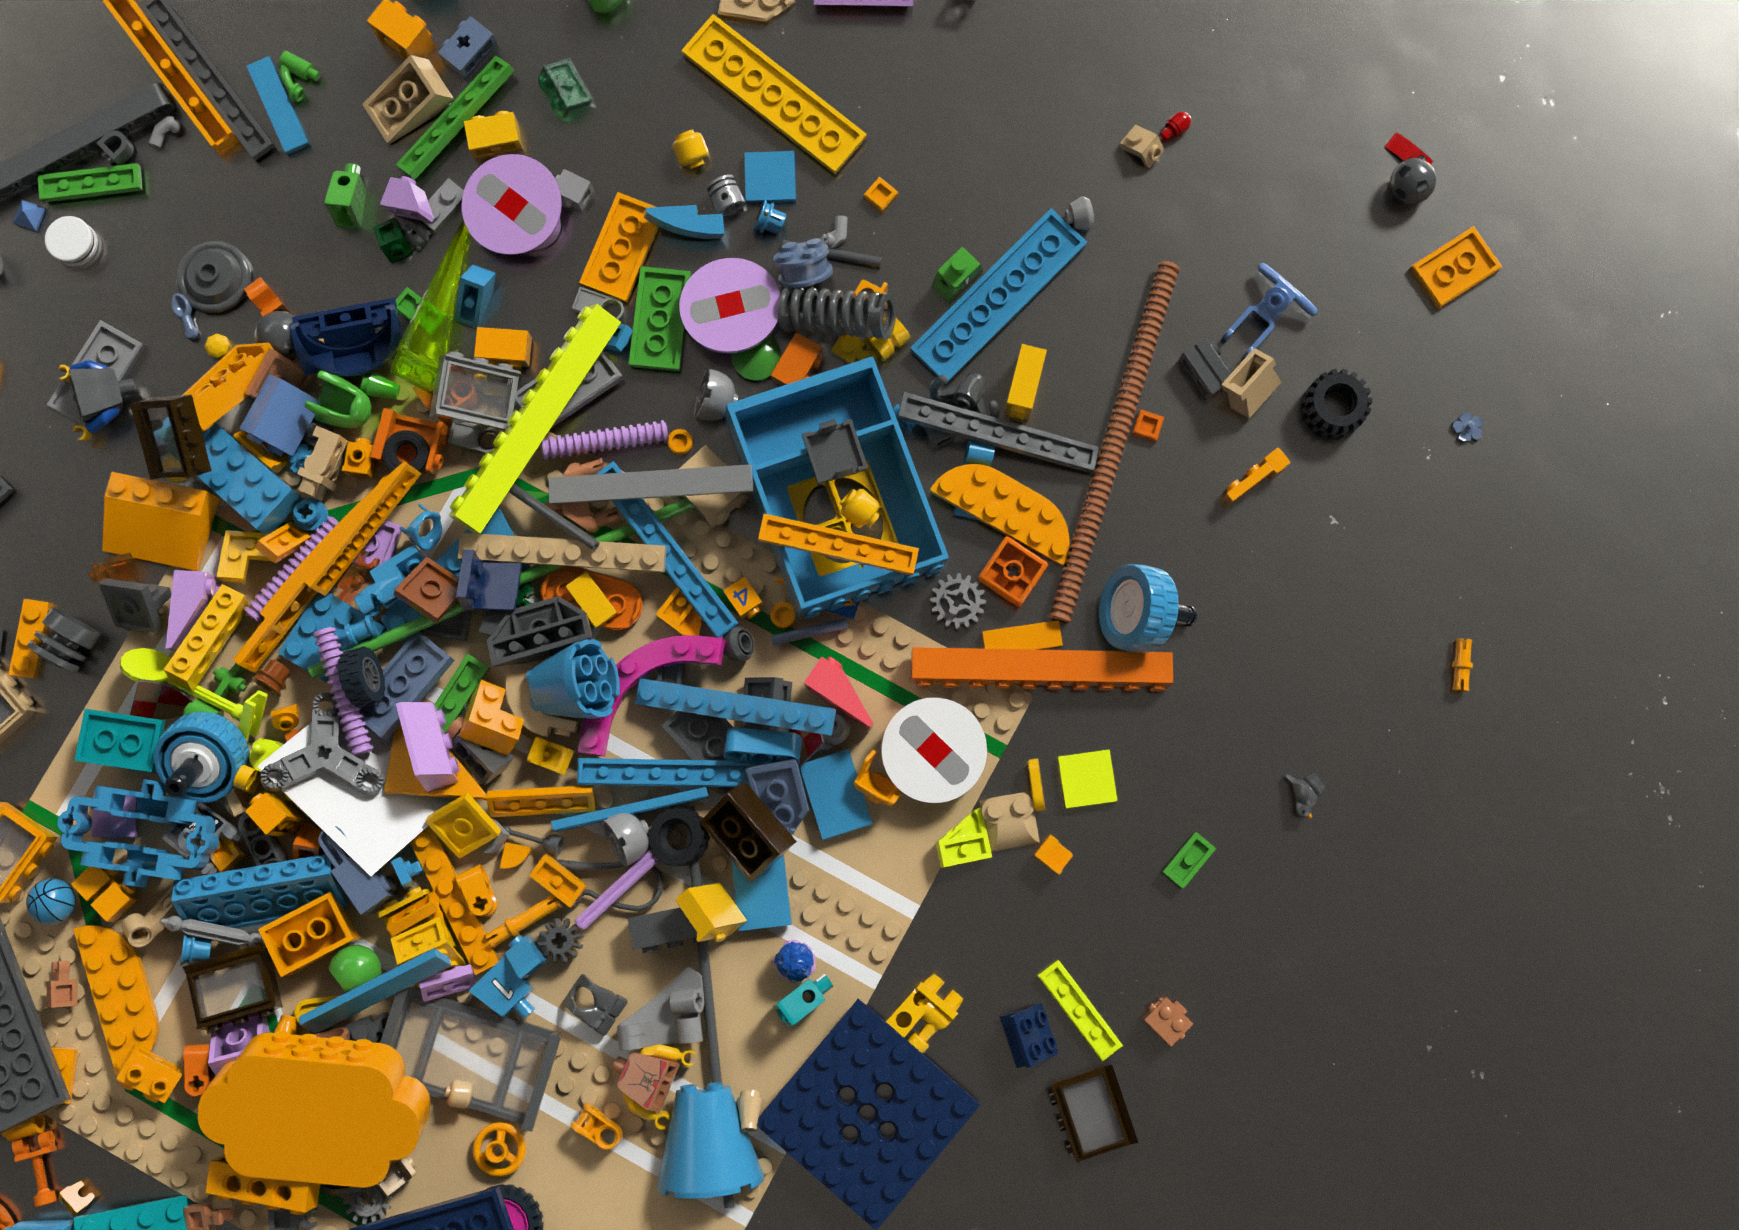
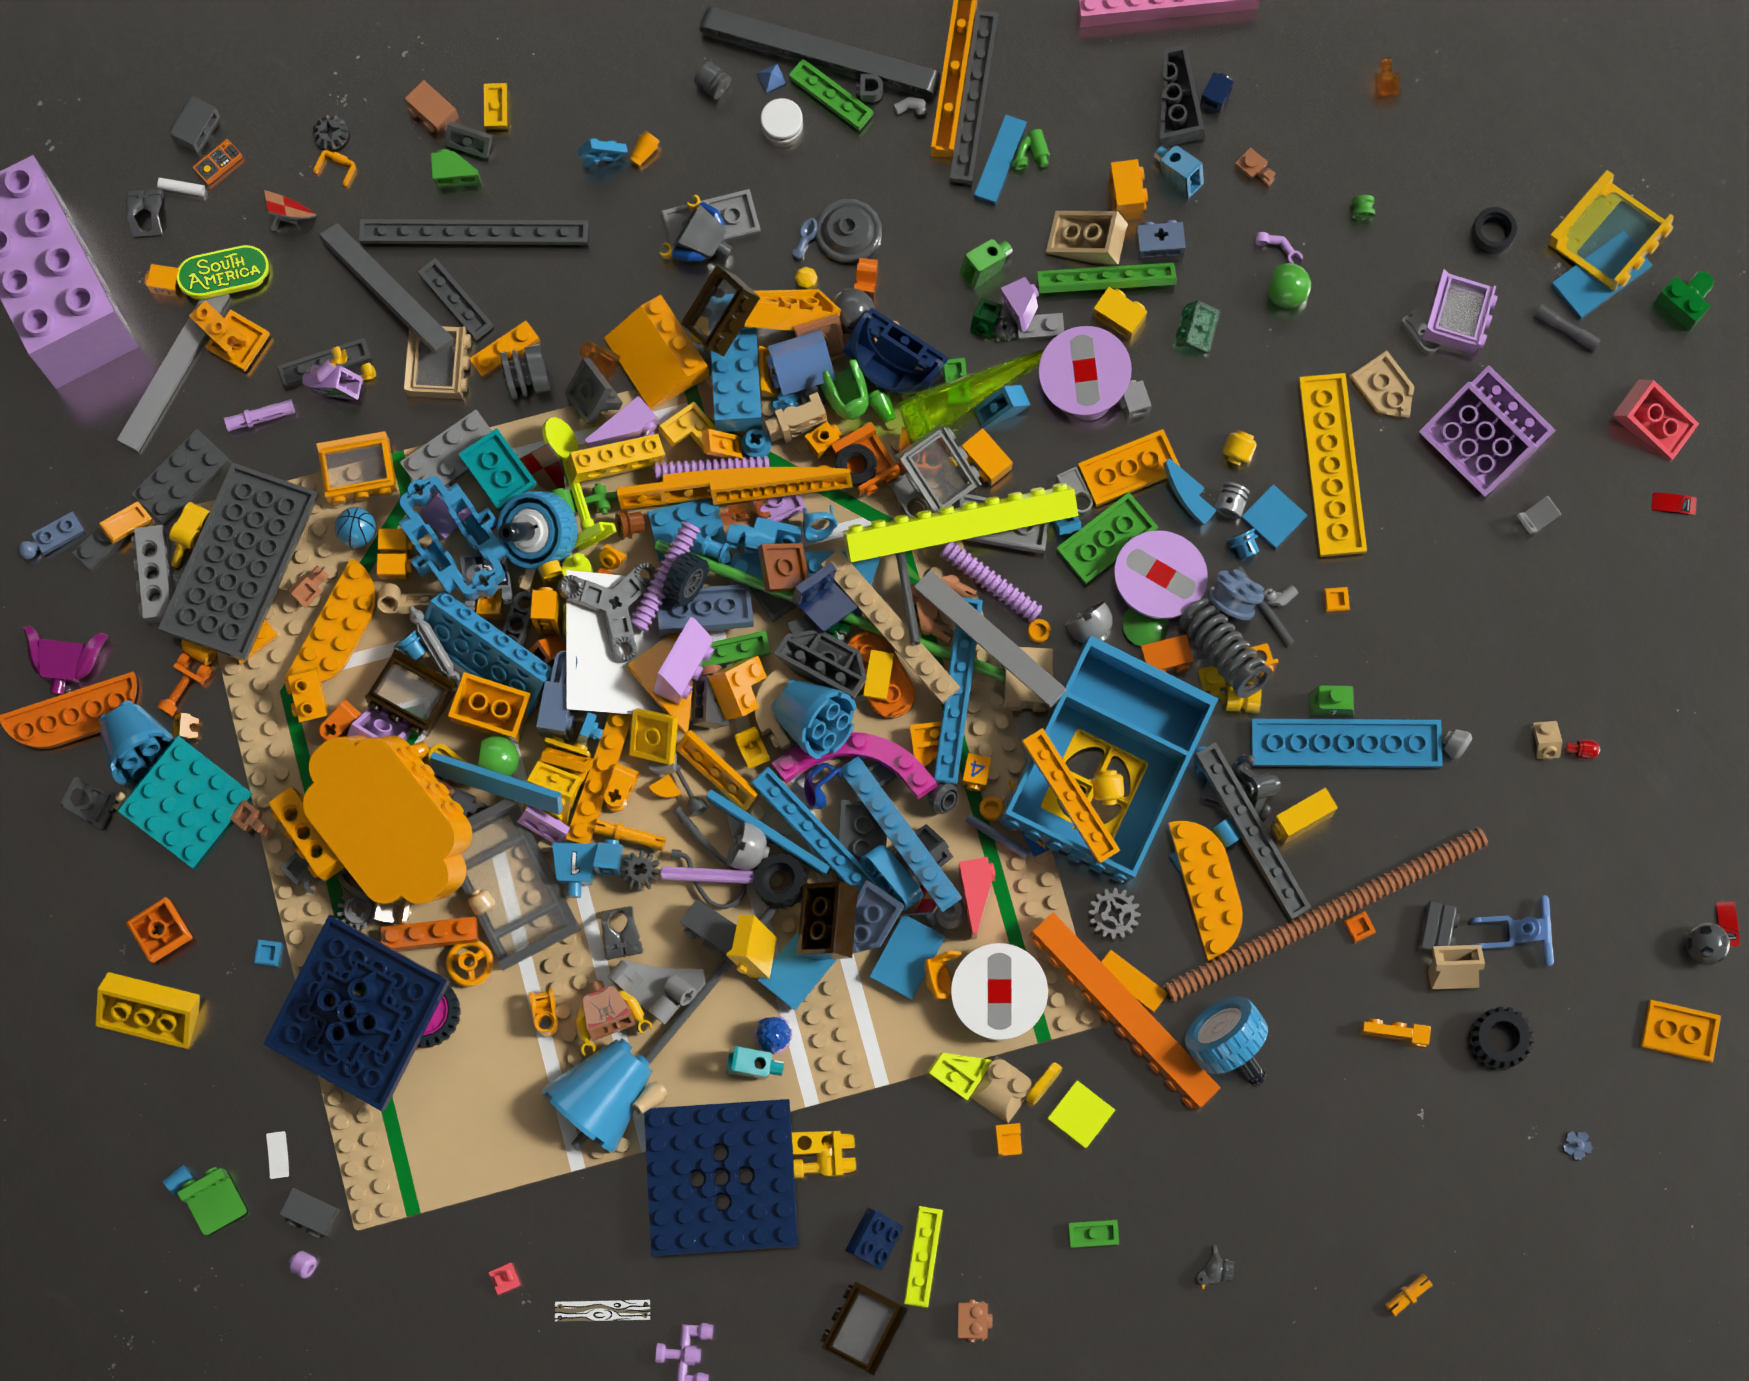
camera: 45 degrees right, 5 degrees down
(61, 775) = (441, 455): none -> light grey plate
(444, 1160) = (430, 934): none -> orange plate
(558, 880) = (677, 831): light orange plate -> none
(636, 743) = (813, 791): none -> blue piece
(834, 451) = (1129, 734): dark grey piece -> none
(1007, 556) = (1177, 917): orange brick -> none

